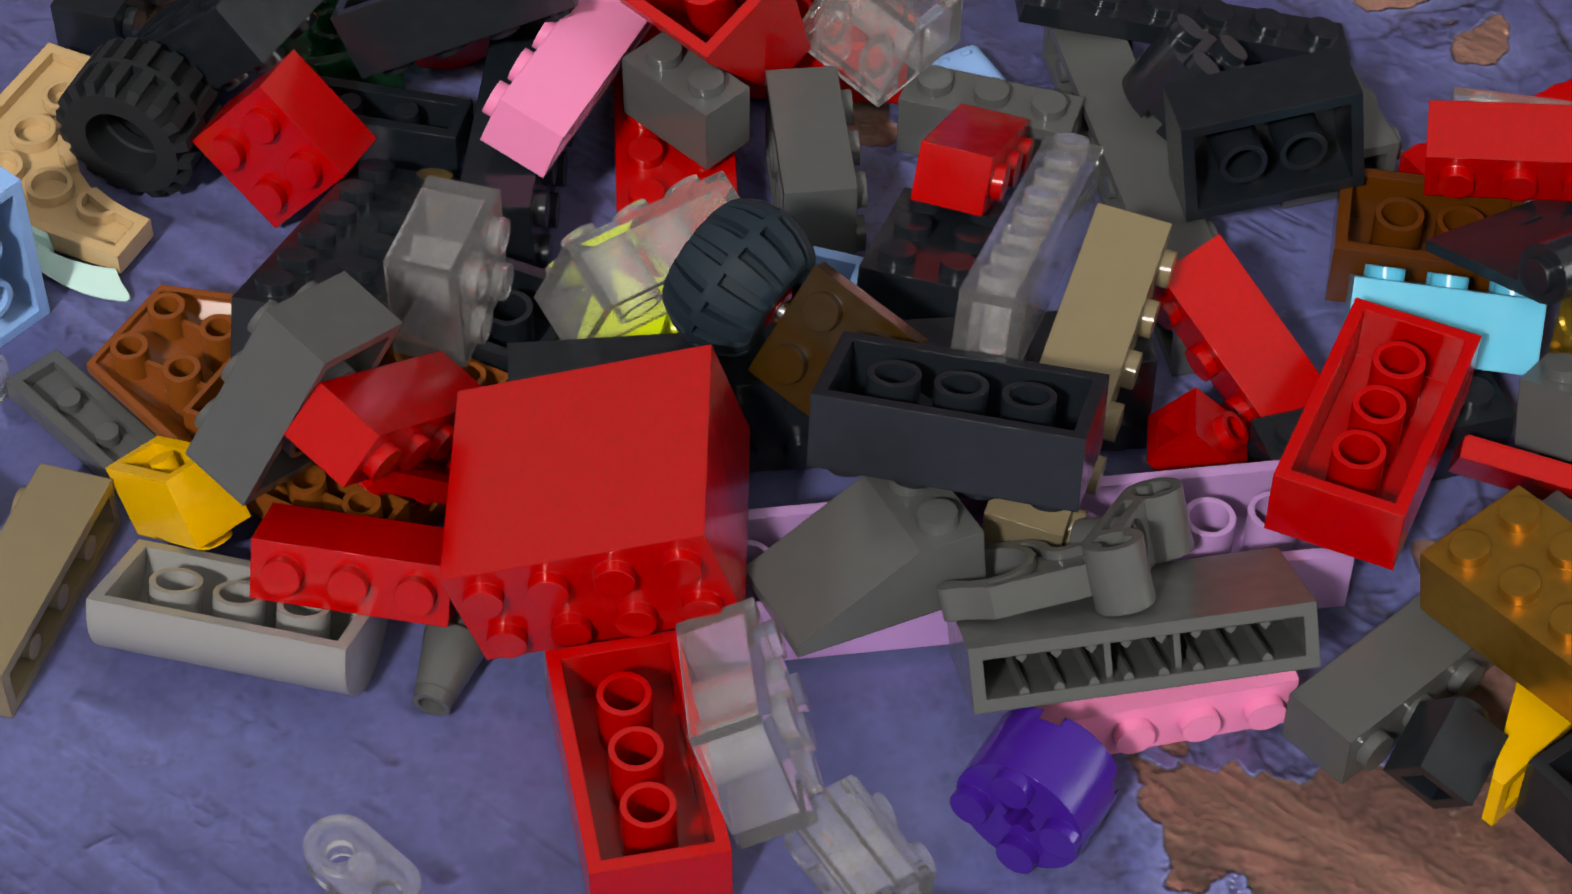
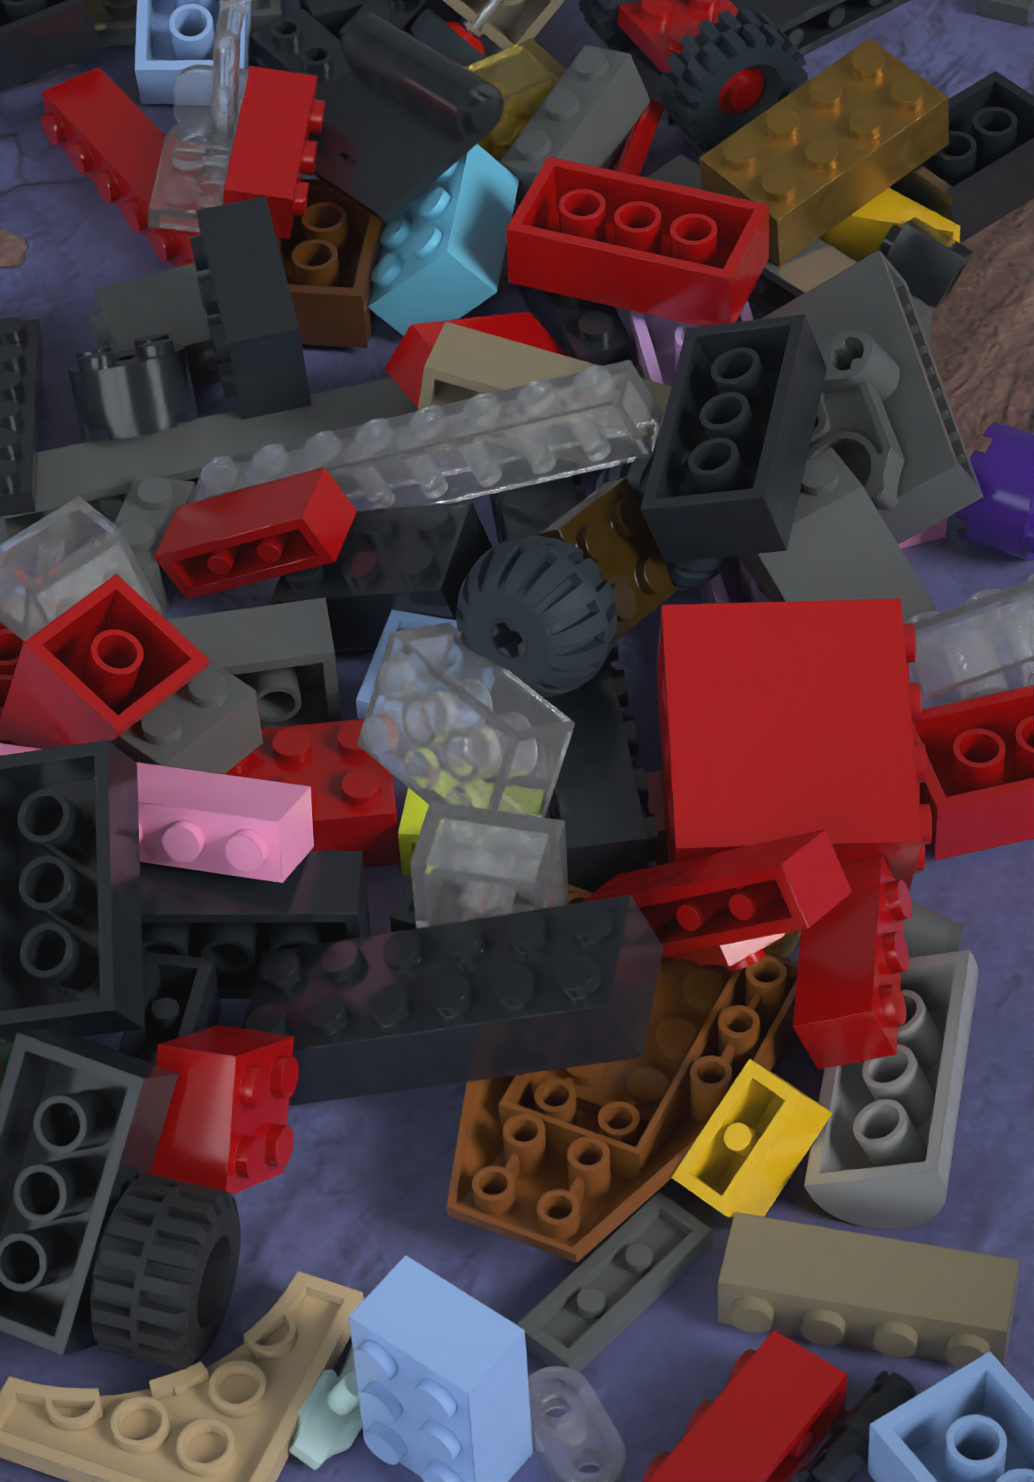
camera: 90 degrees left, 0 degrees up
(292, 348) = (723, 946): dark grey brick -> none

